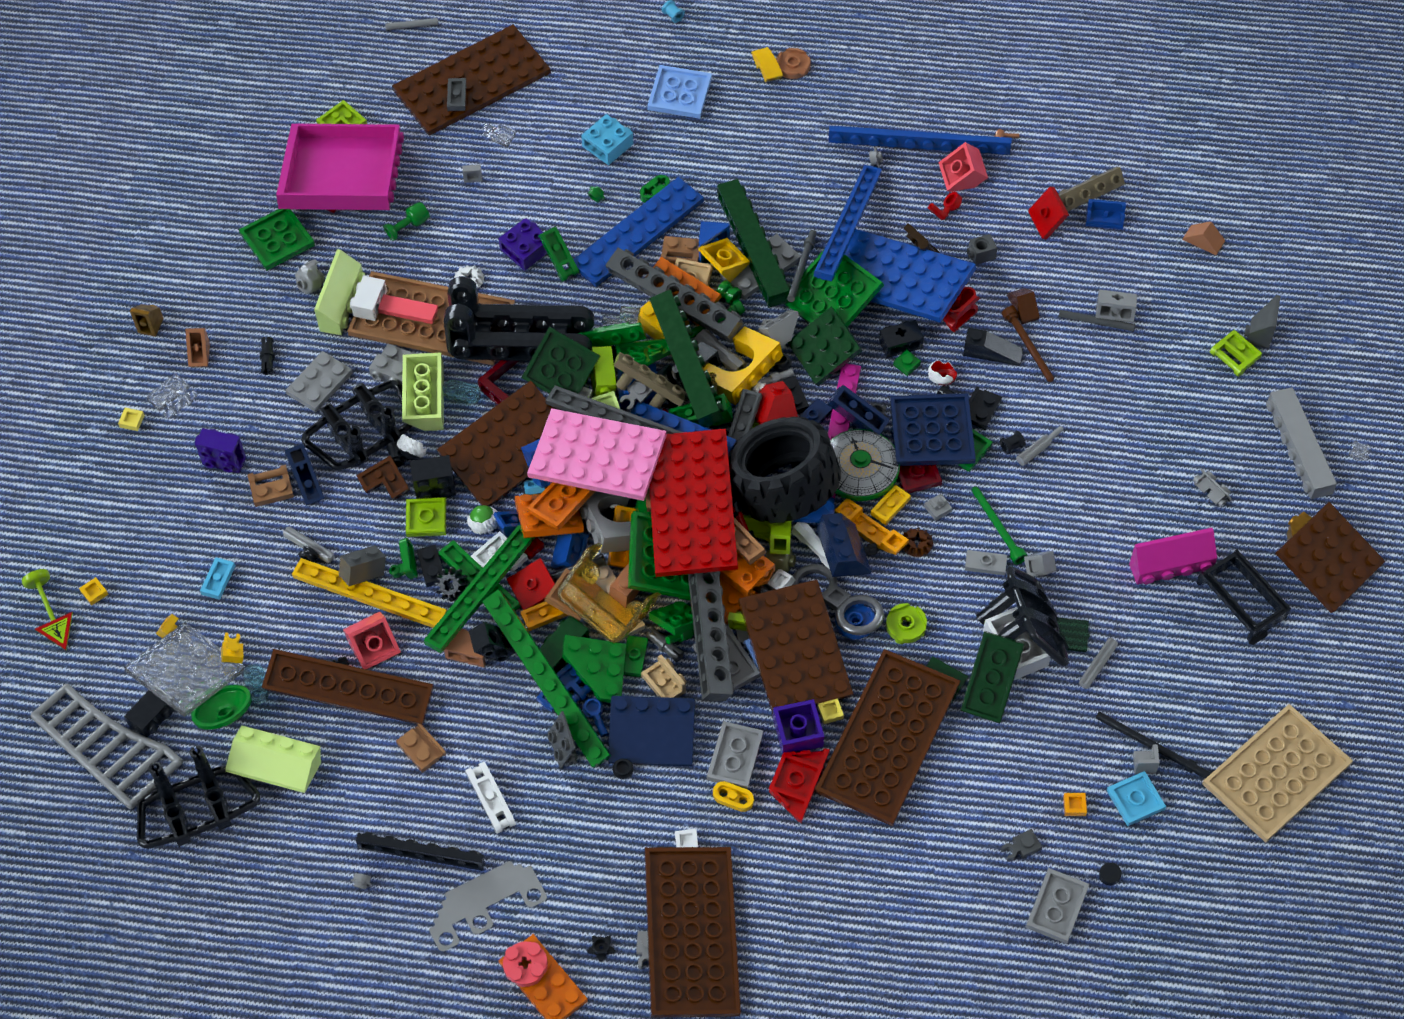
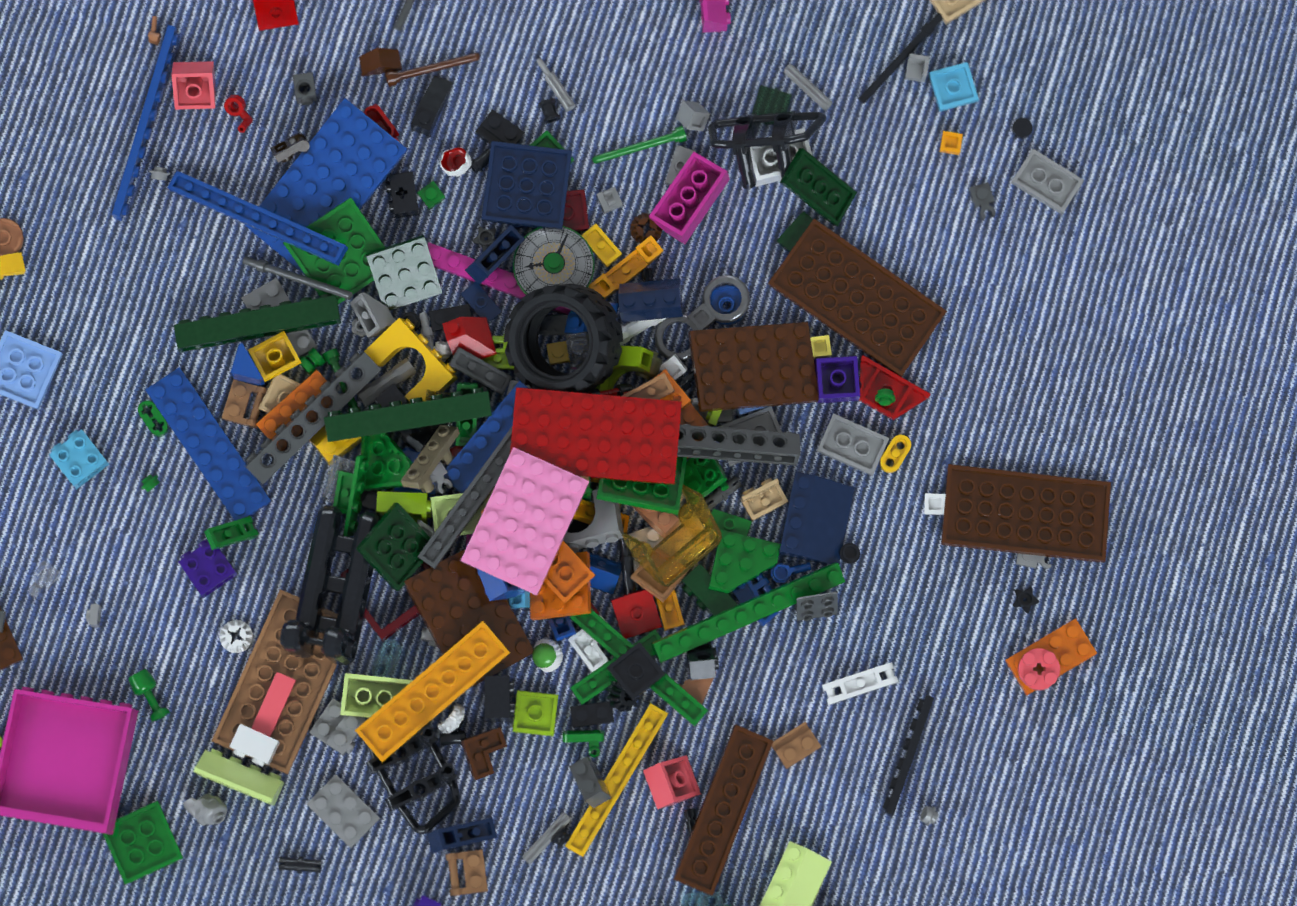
camera: 90 degrees left, 20 degrees up
(431, 418) = (432, 691): none -> light orange plate
(470, 580) = (636, 671): none -> black plate
(477, 894) = (956, 710): light grey piece -> none
(787, 772) = (885, 397): none -> green plate
(910, 614) = (742, 247): lime plate -> none
(954, 569) = (689, 197): none -> dark pink slope

